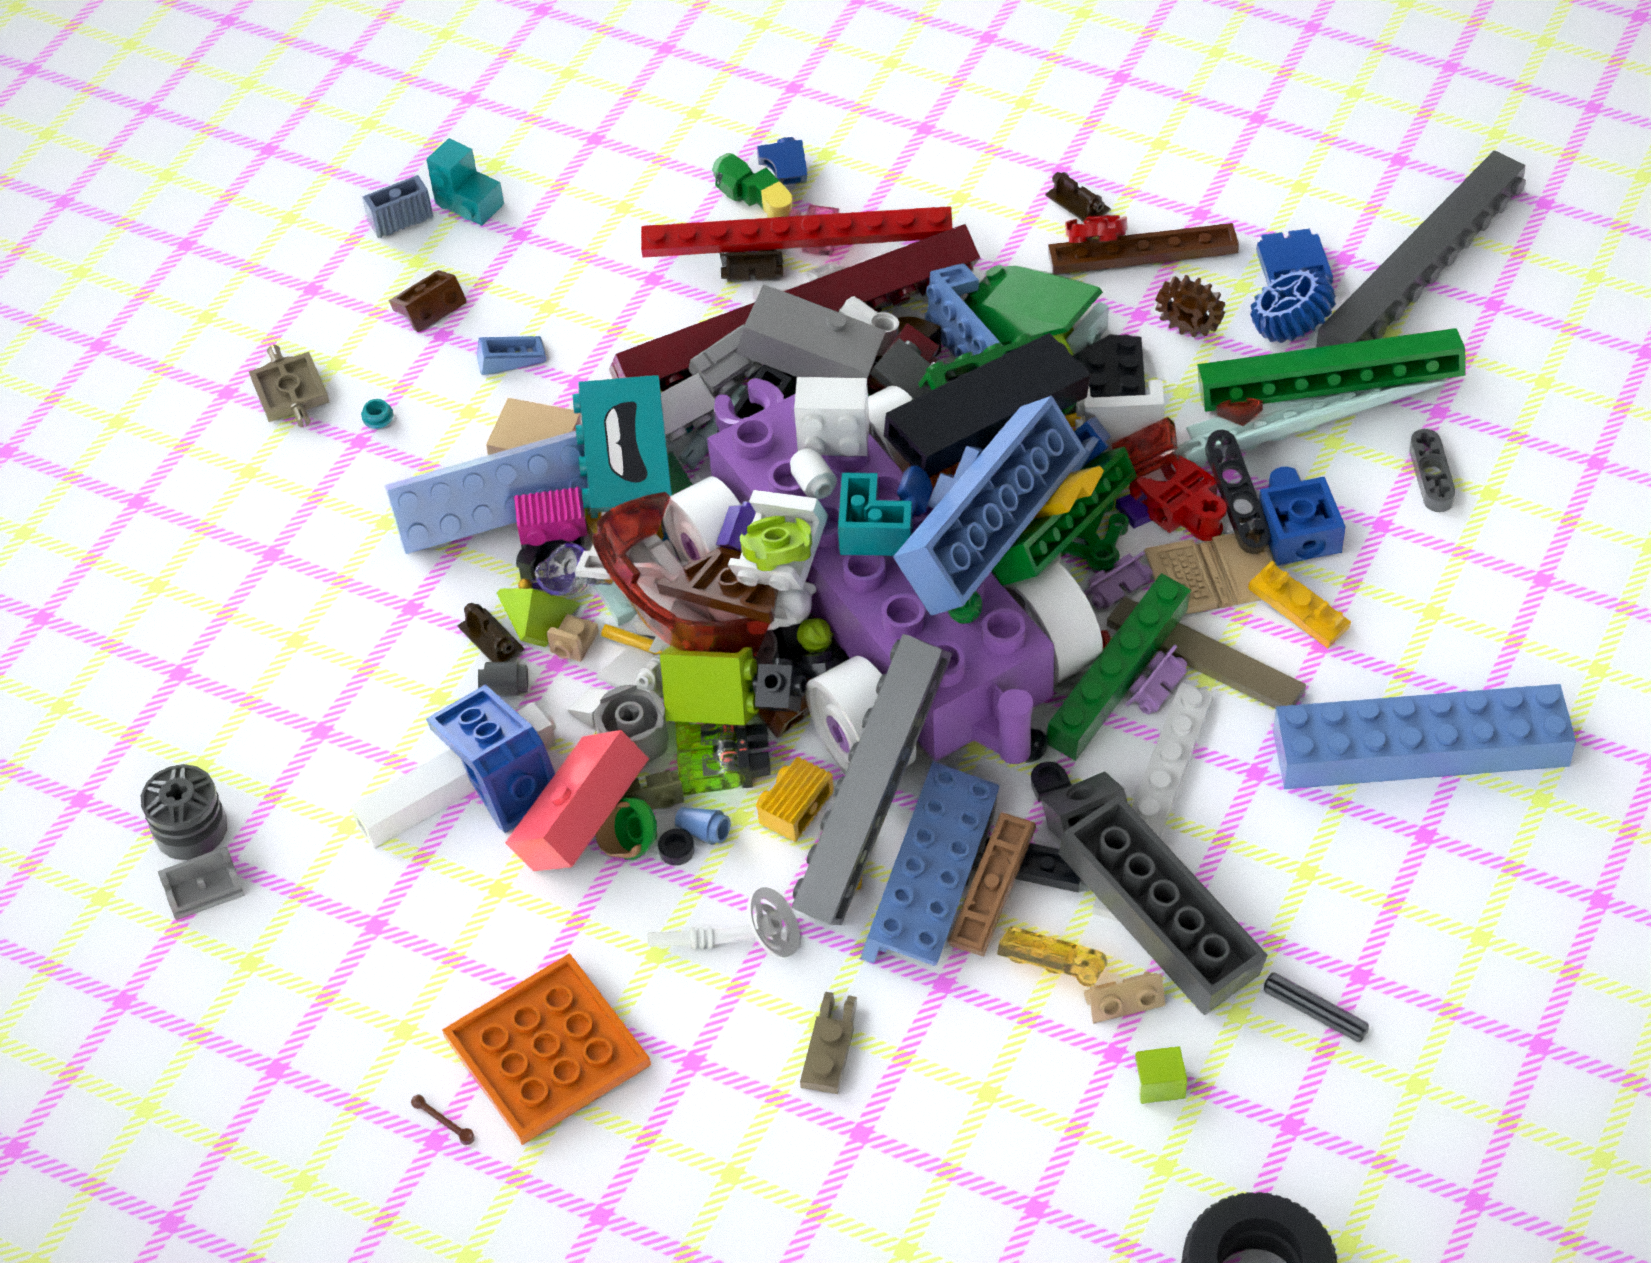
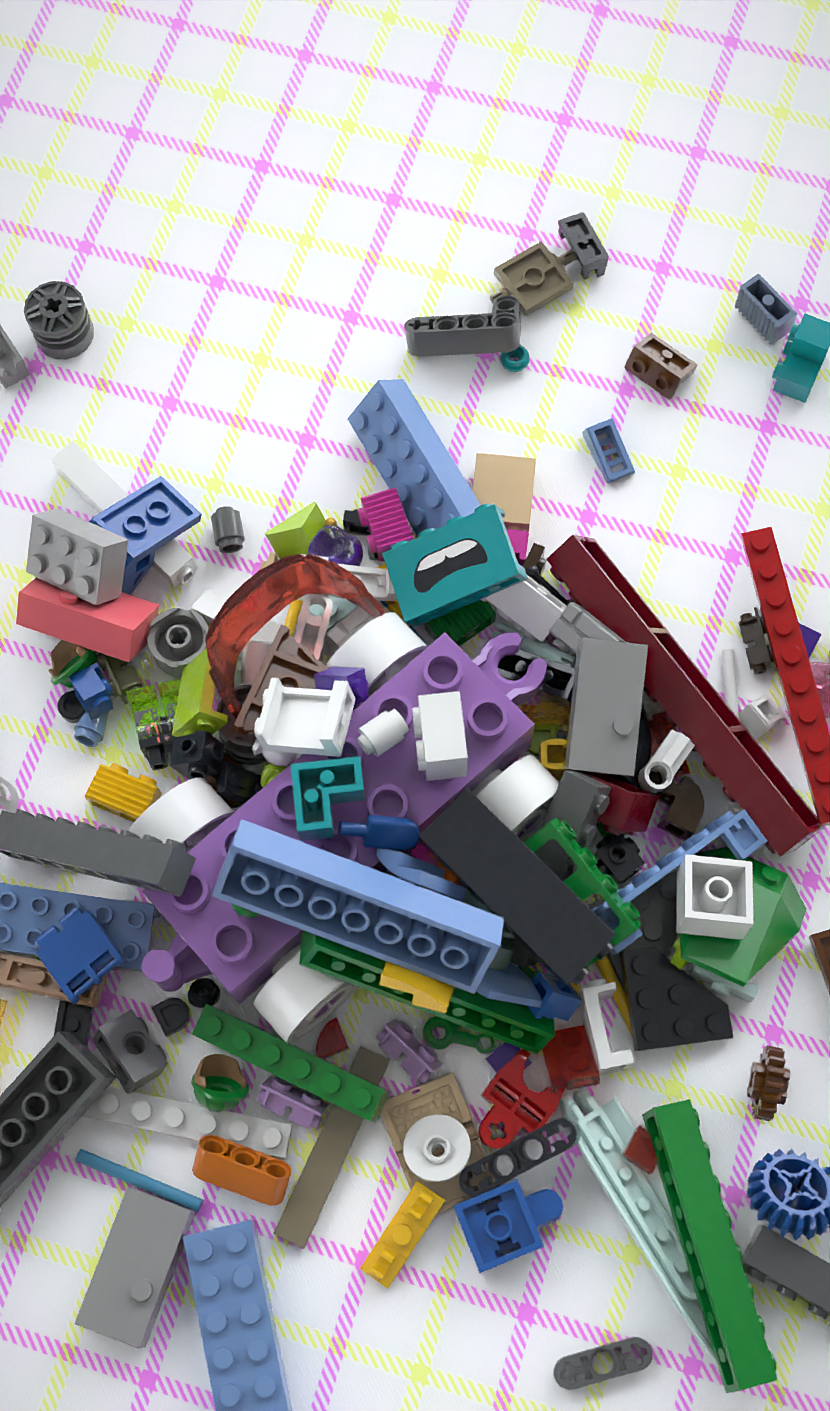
camera: 80 degrees right, 20 degrees up
(267, 332) = (584, 244): none -> hinge
(345, 425) = (467, 332): none -> dark grey beam
(488, 634) = (277, 507): dark brown hinge -> none
(513, 781) = (76, 556): none -> light grey brick
(674, 804) = (92, 691): none -> blue brick
(776, 542) = (282, 730): lime plate -> none
(975, 823) = (78, 952): none -> blue plate
(1016, 290) = (714, 897): none -> white brick
(1134, 734) = (219, 1083): none -> piece
(1218, 550) = (429, 1134): none -> white dish
(1222, 722) = (241, 1170): none -> orange beam
(1223, 820) = (139, 1180): none -> dark azure bar
(1312, 822) = (135, 1268): none -> light grey brick

